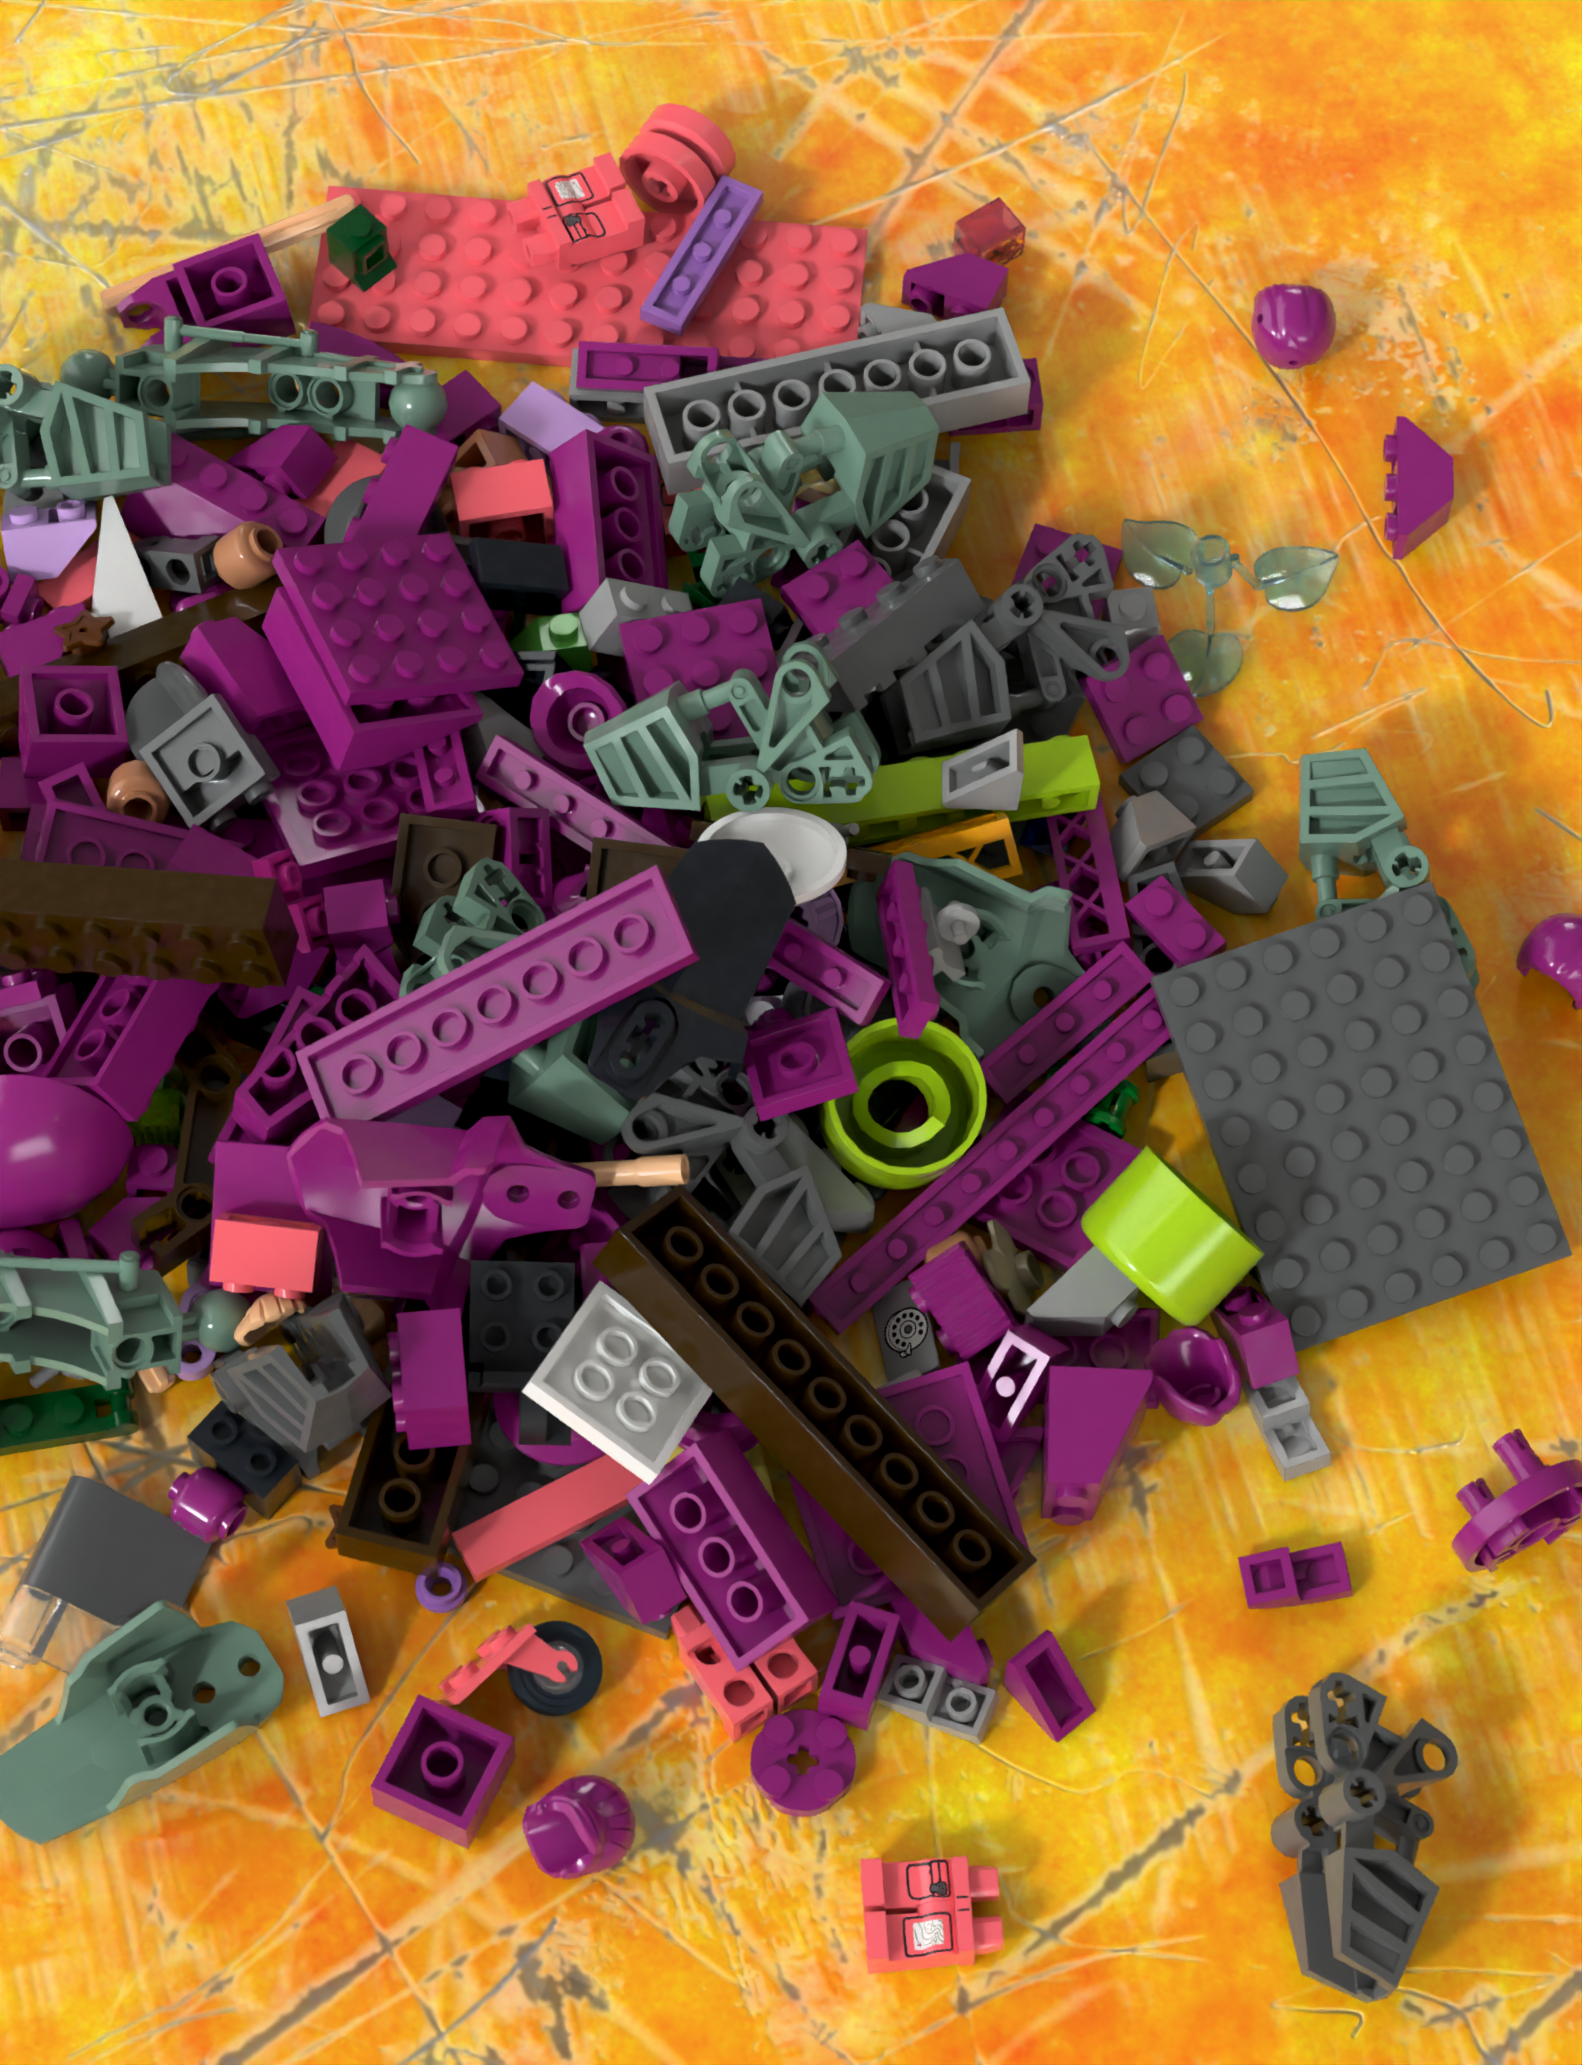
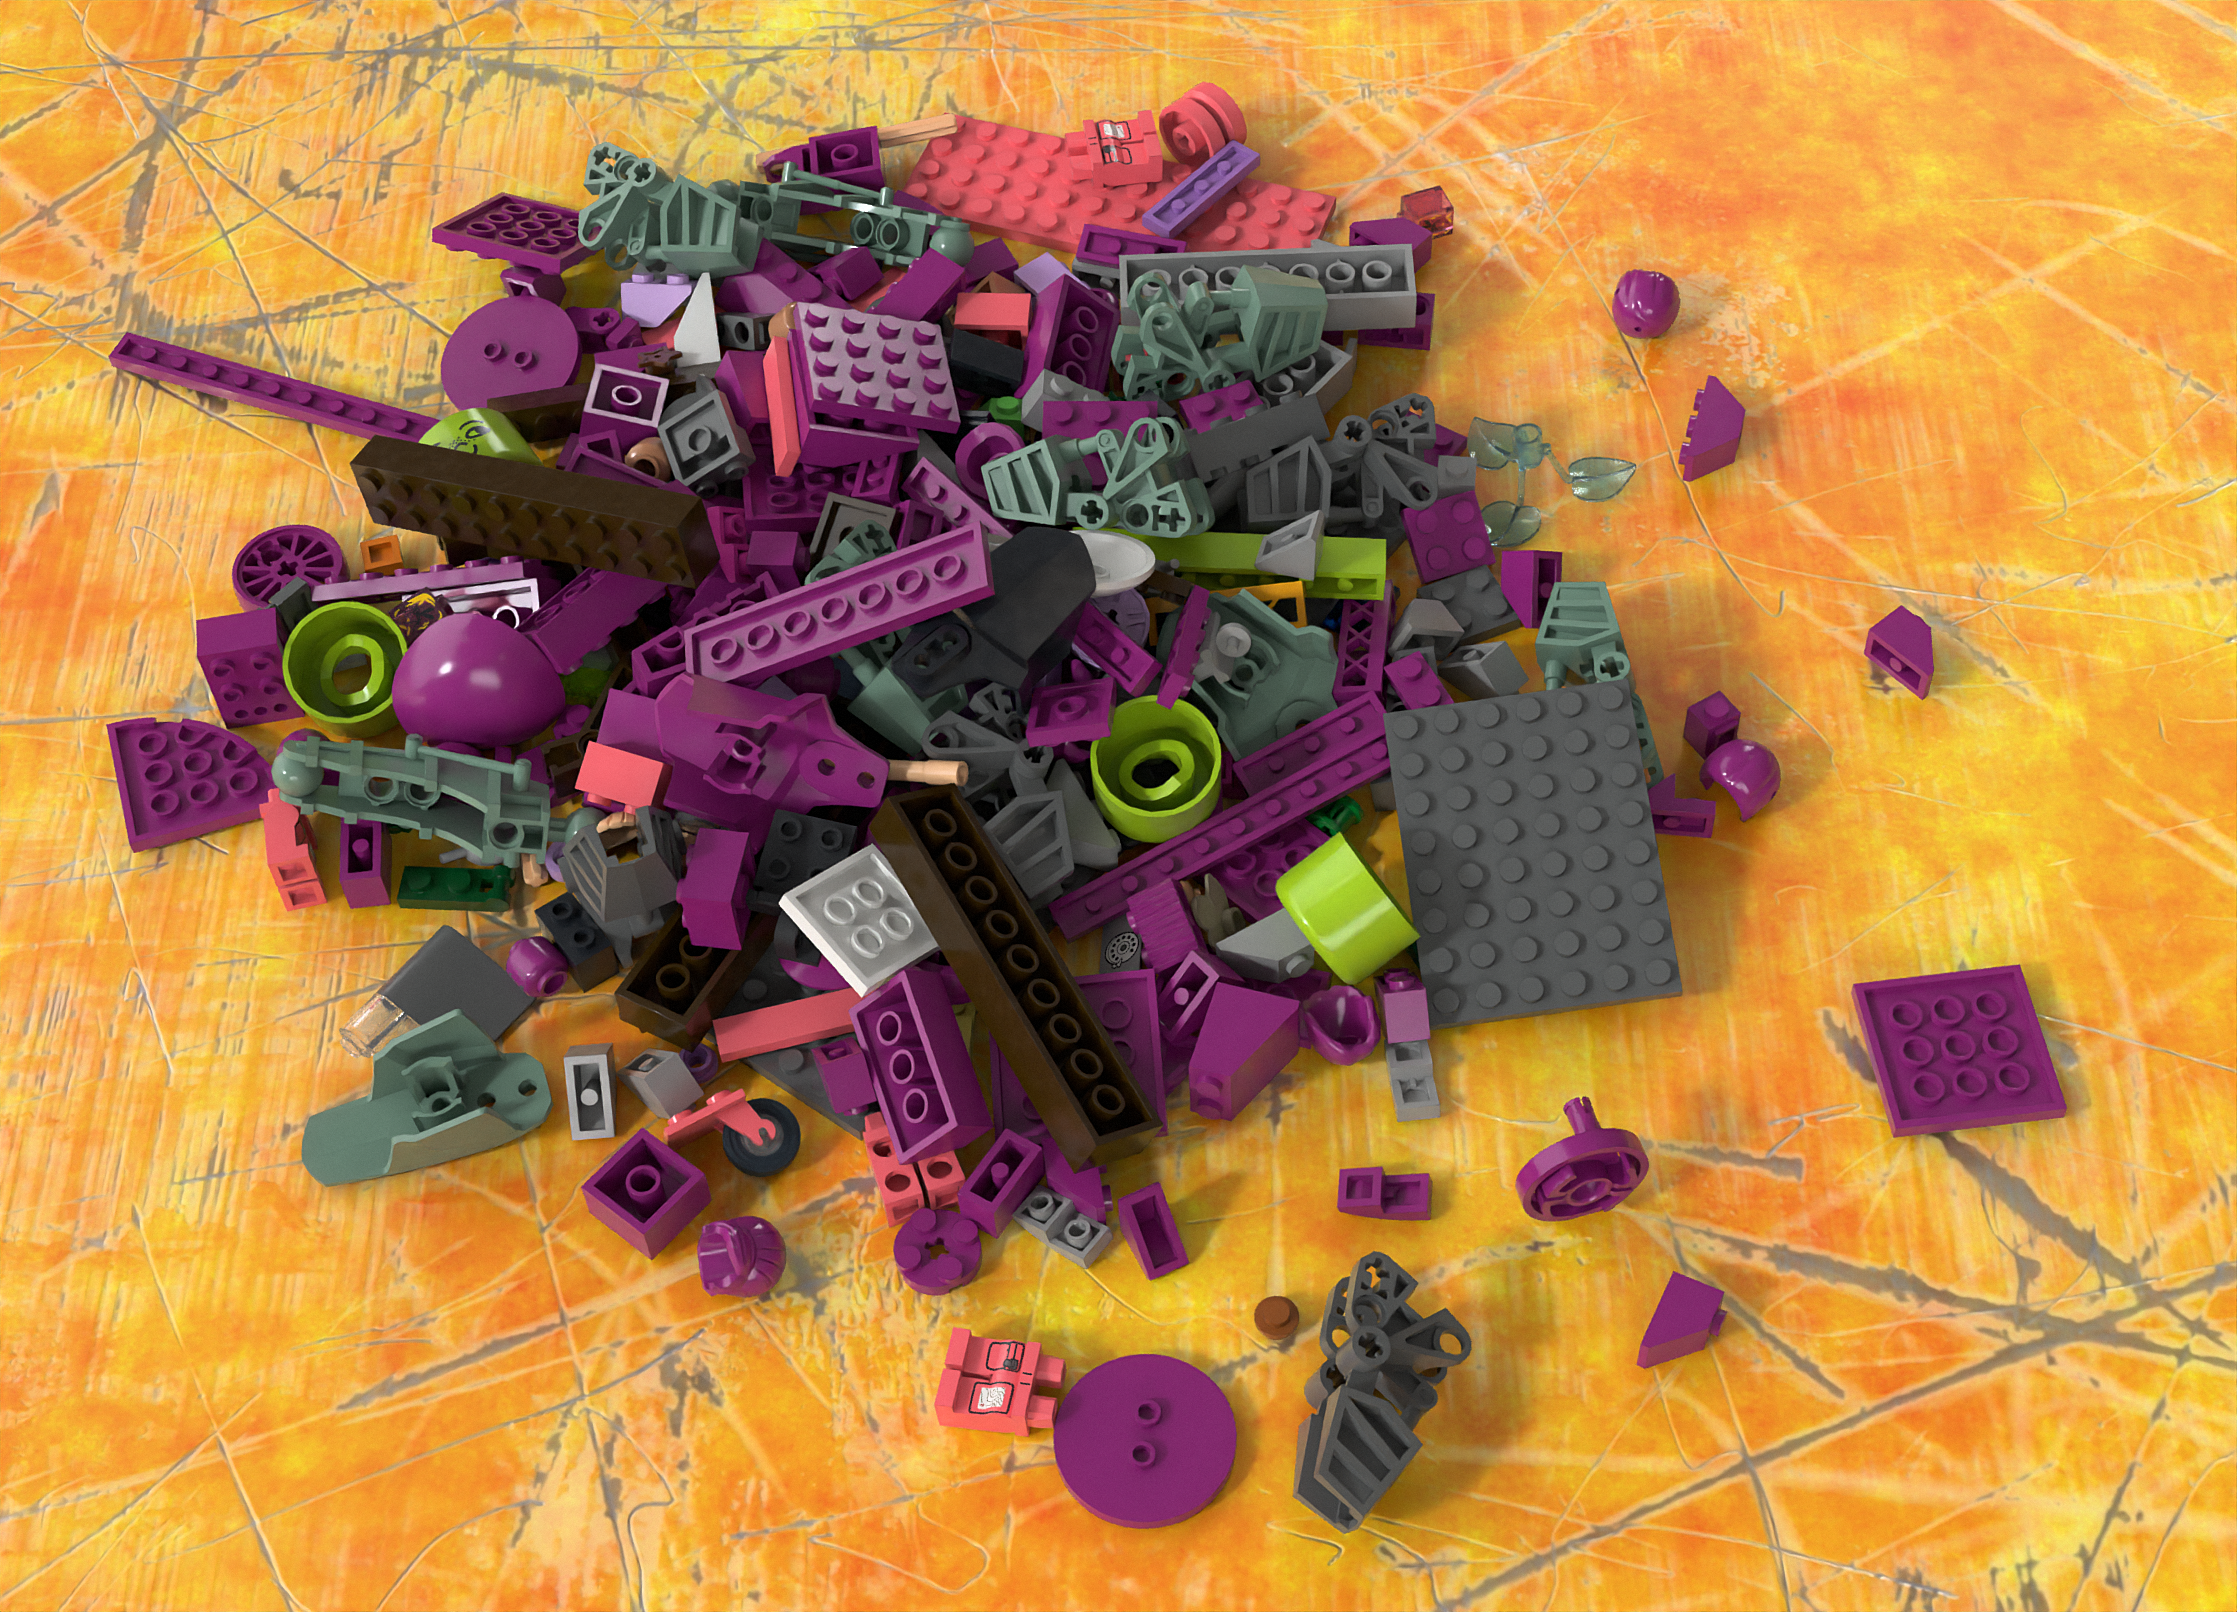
camera: 20 degrees right, 10 degrees down
(294, 695) = (781, 407): none -> coral tile
(360, 248) = (948, 147): dark green window -> none
(408, 1622) = (661, 1082): none -> light grey slope
(1109, 1940) = (1145, 1441): none -> magenta plate
(1216, 1756) = (1276, 1317): none -> dark orange plate
(1260, 747) = (1528, 582): none -> magenta slope
(1515, 1021) = (1678, 815): none -> magenta slope
(1517, 898) = (1711, 724): none -> magenta window

